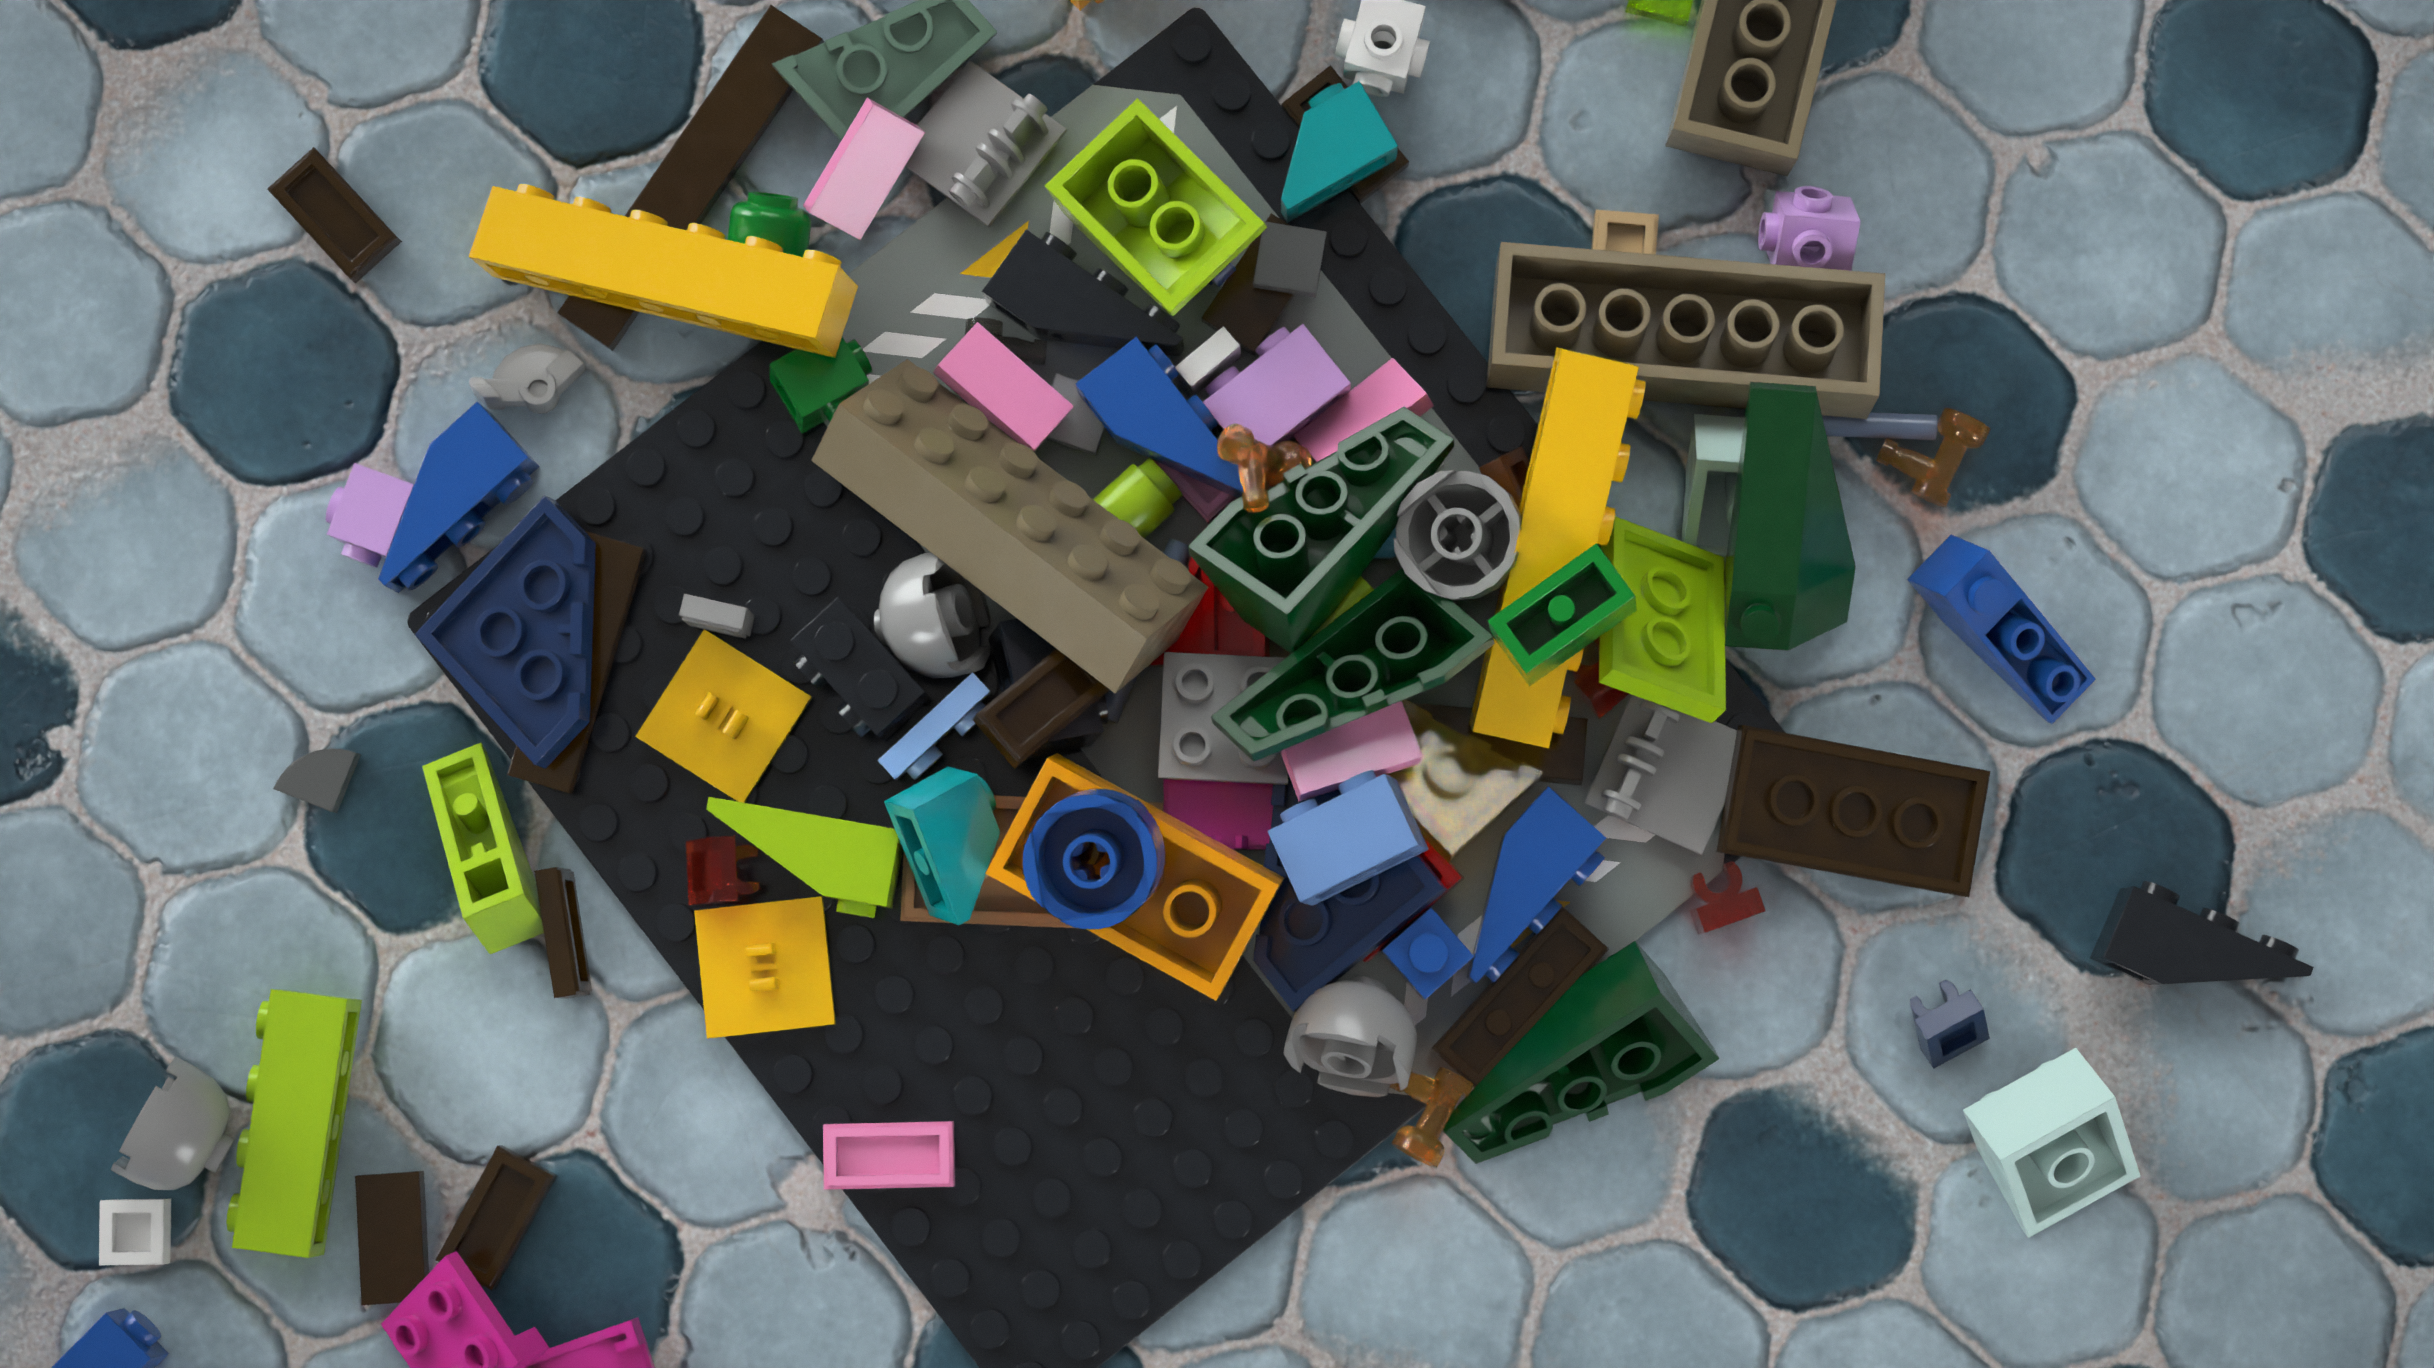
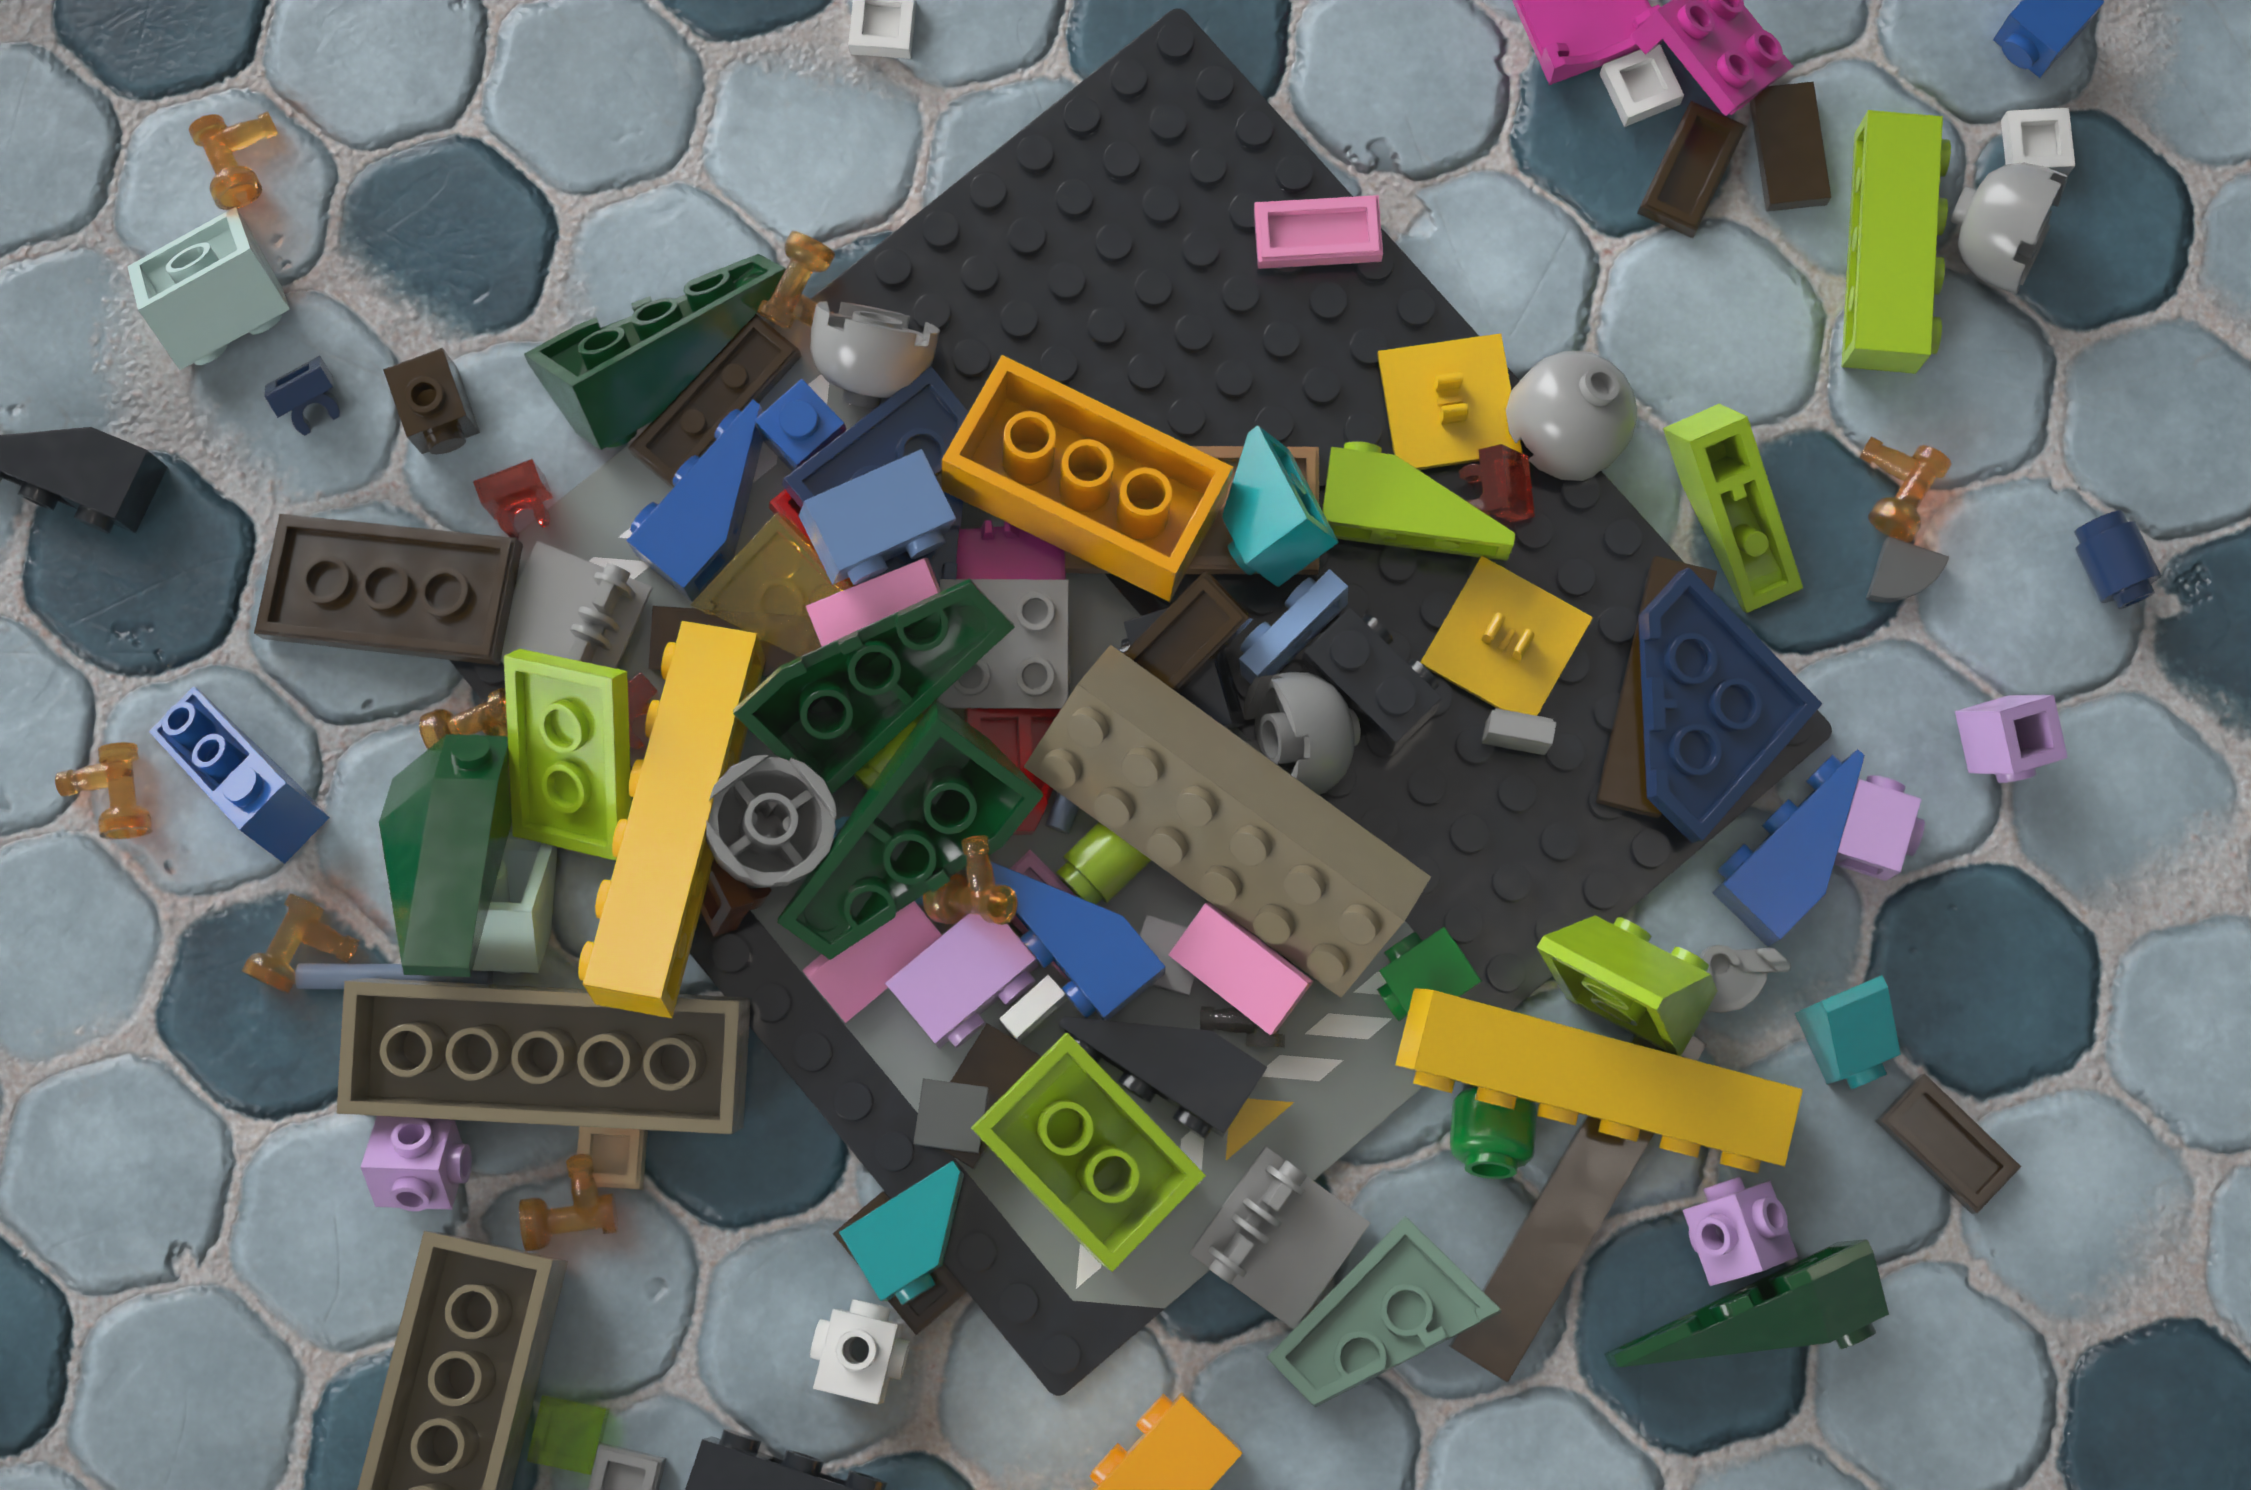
camera: 175 degrees right, 5 degrees down
(106, 777) = (2116, 559): none -> dark blue brick
(231, 598) = (2011, 736): none -> lavender brick
(295, 877) = (1898, 515): none -> clear orange piece
(417, 315) = (1852, 1033): none -> teal slope
(497, 62) = (1803, 1304): none -> dark green wedge
(540, 131) = (1739, 1230): none -> lavender brick
(543, 1305) = (1641, 85): none -> white tile
(563, 932) = (1652, 433): dark brown tile -> none
(623, 364) = (1630, 980): none -> lime slope
(640, 945) = (1573, 414): none -> light grey cylinder
(863, 169) = (1398, 1202): bright pink tile -> none
(1074, 889) = (1129, 499): blue brick -> none
(1562, 614) = (660, 726): green brick -> none
(1646, 188) = (586, 1213): none -> clear orange piece
(1794, 666) = (485, 717): none -> clear orange piece
(1812, 1005) = (432, 402): none -> dark brown brick
(2047, 1307) = (232, 183): none -> clear orange piece
(2124, 634) = (116, 773): none -> clear orange piece

